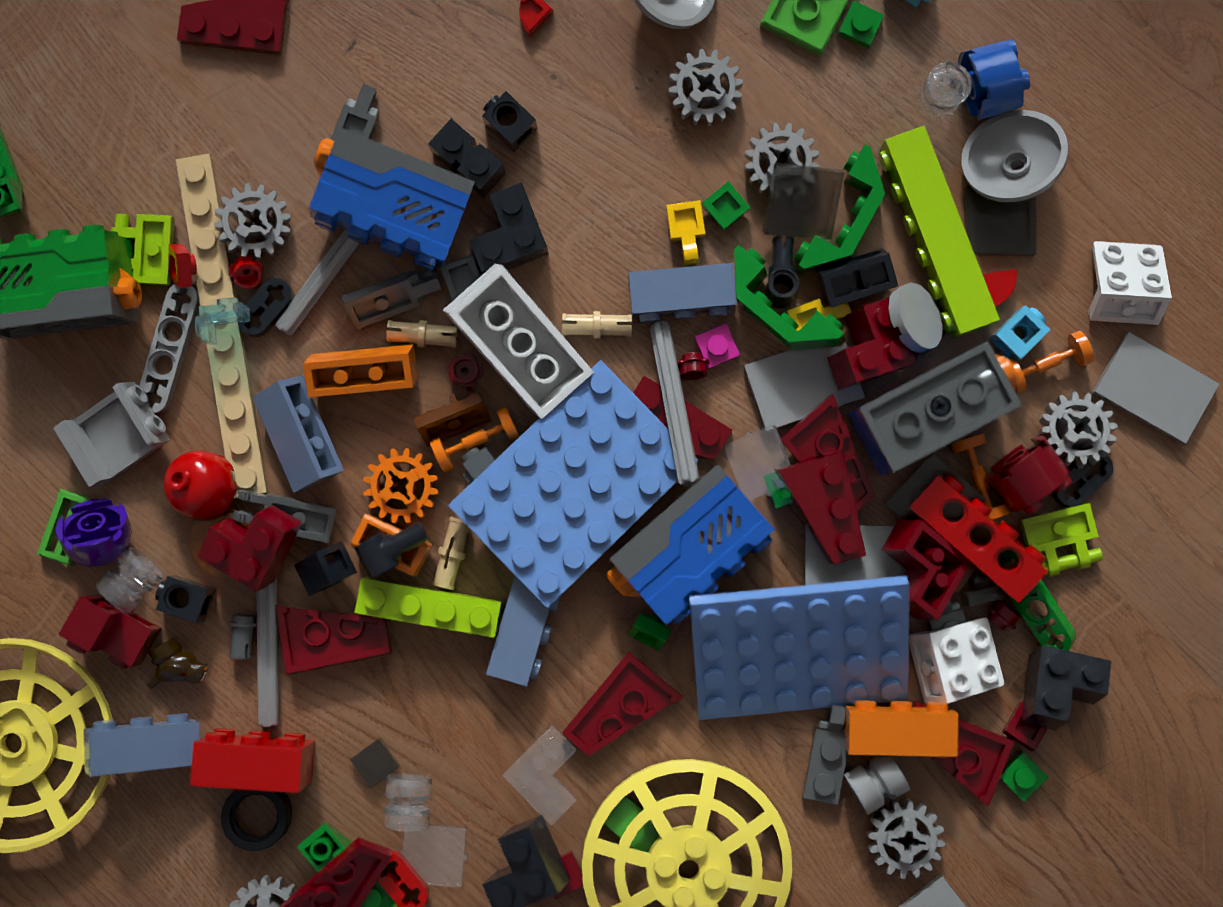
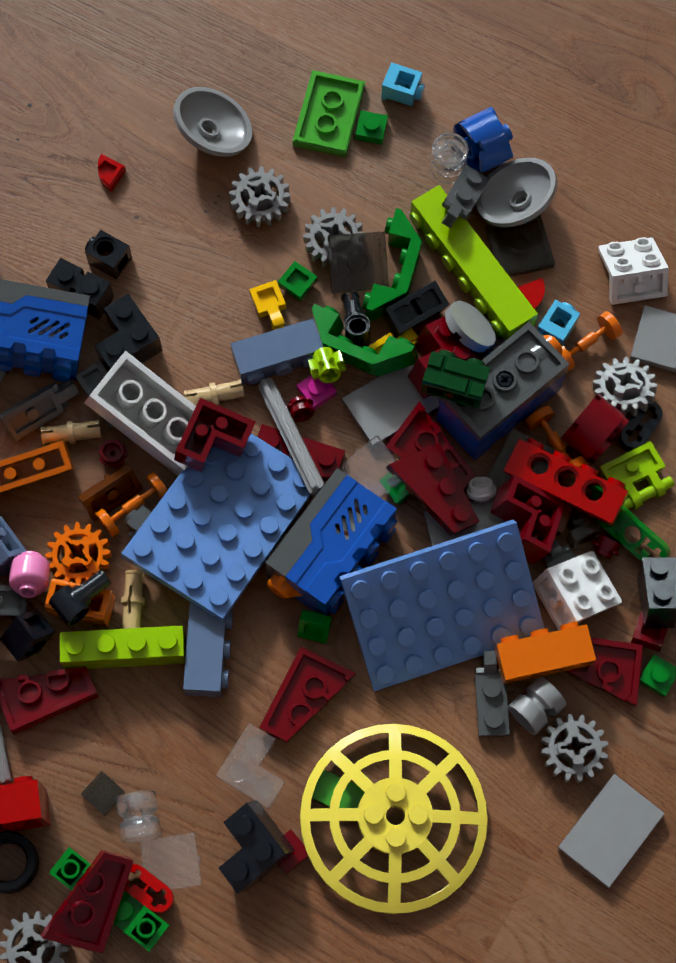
camera: 15 degrees left, 15 degrees down
(340, 500) = (29, 574): none -> bright pink head
(578, 382) = (212, 427): none -> dark red brick
(735, 326) = (326, 365): none -> lime gear
(878, 515) = (481, 489): none -> white plate
(882, 397) = (455, 378): none -> dark green brick
(950, 146) = (463, 195): none -> dark grey hinge

